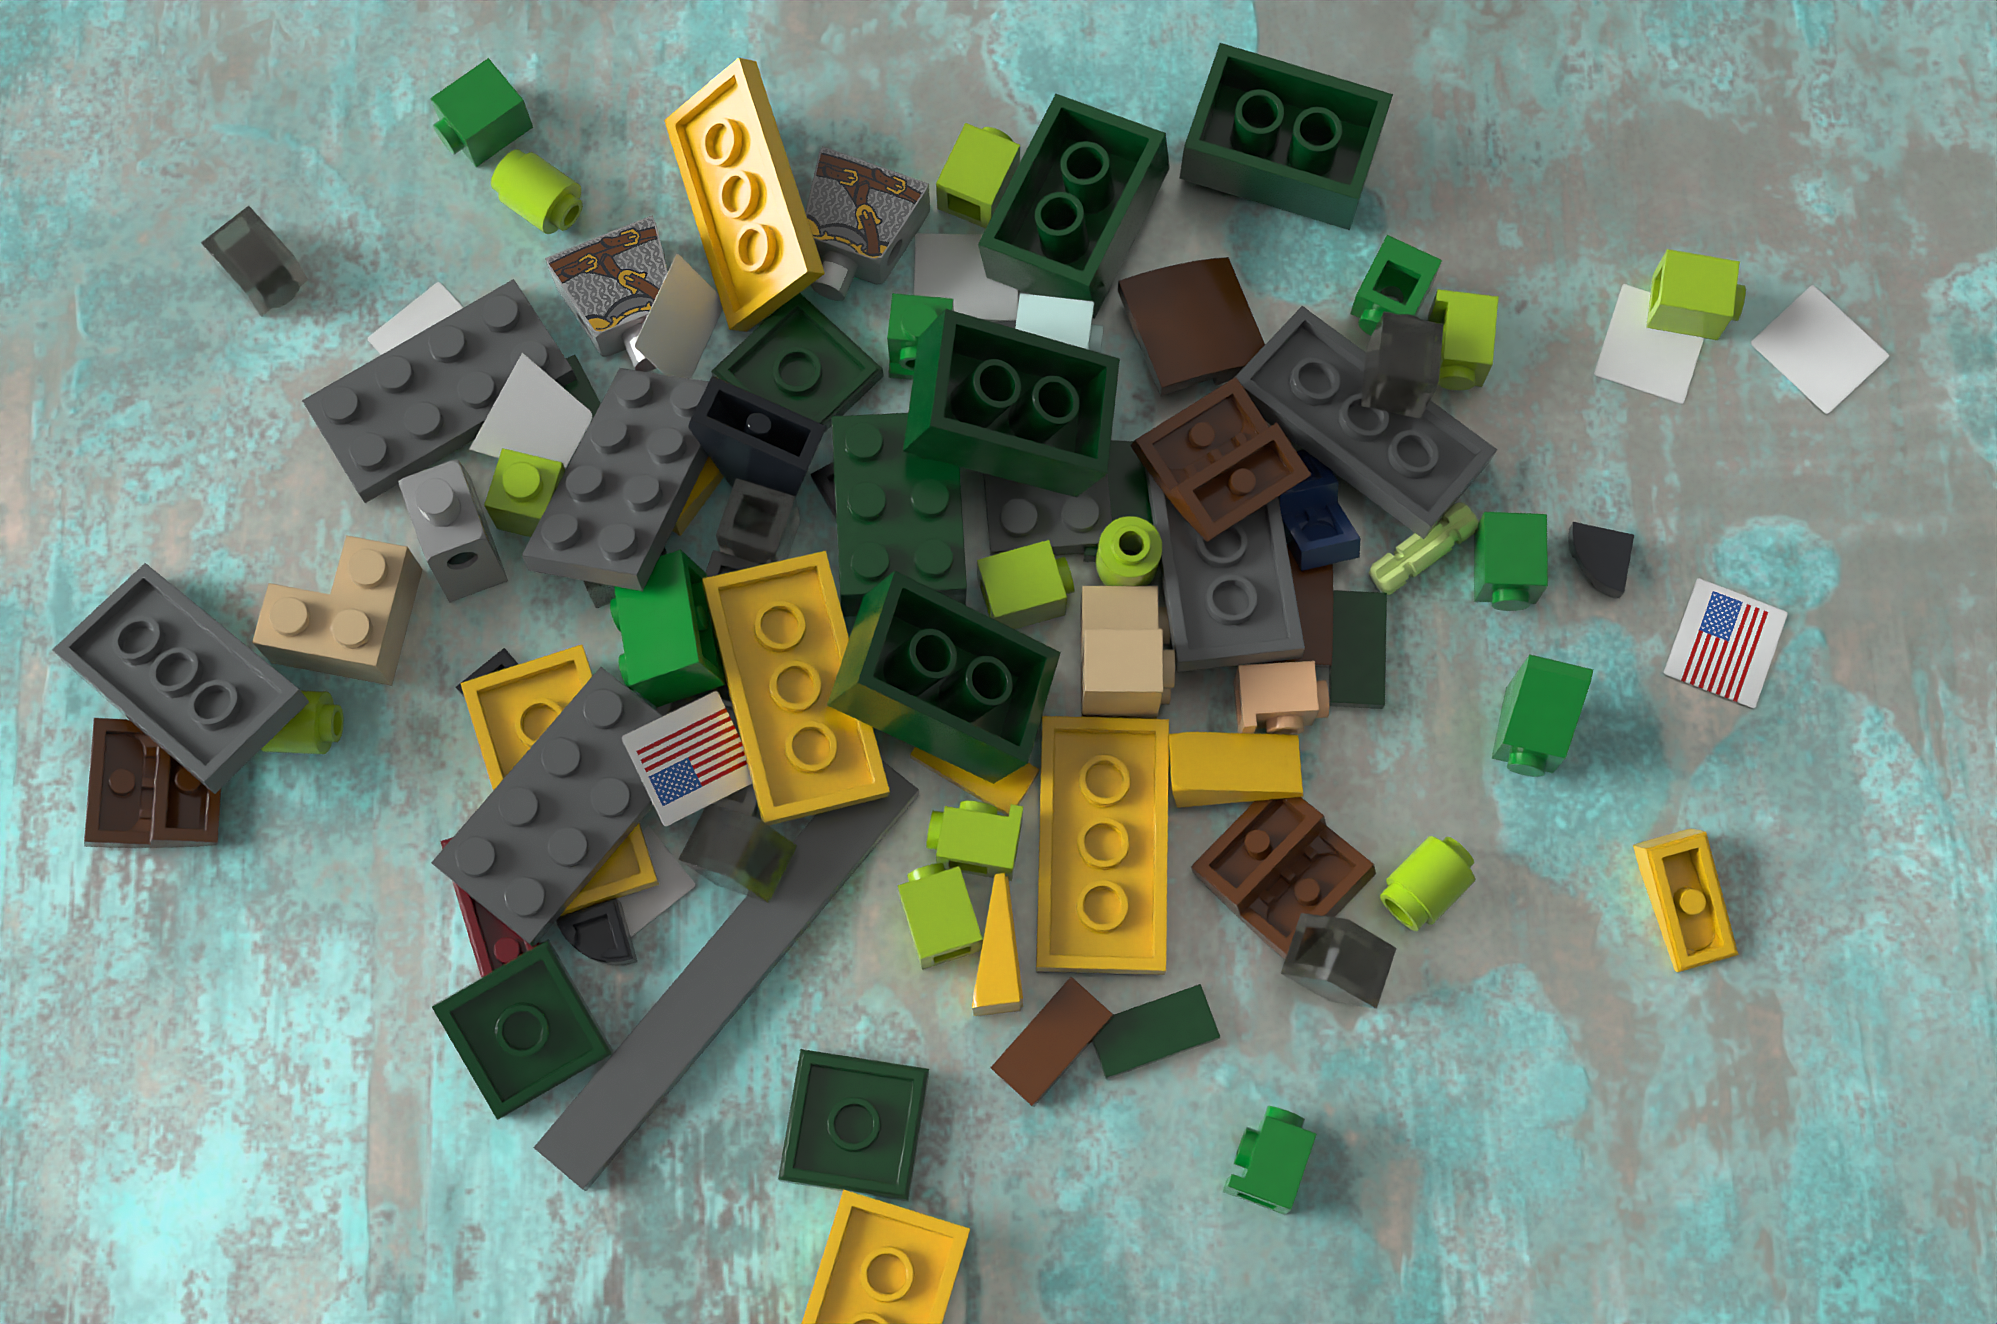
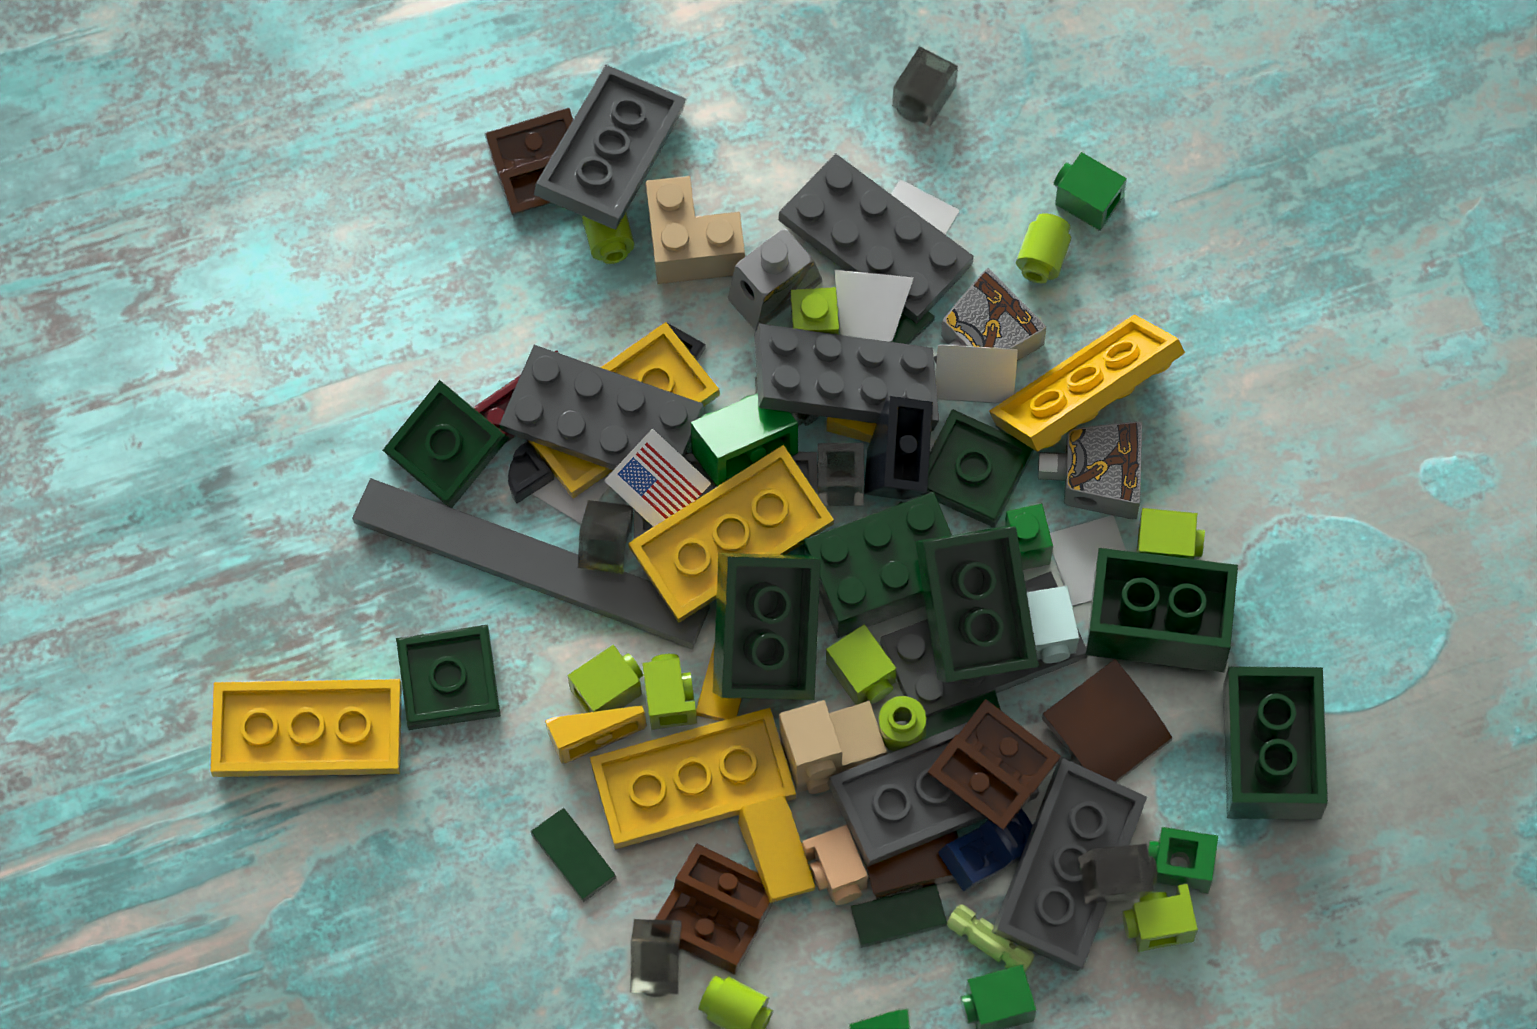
camera: 75 degrees right, 5 degrees down
(1052, 1041) = (544, 787): reddish brown piece -> none
(1272, 1161) = (503, 955): green brick -> none

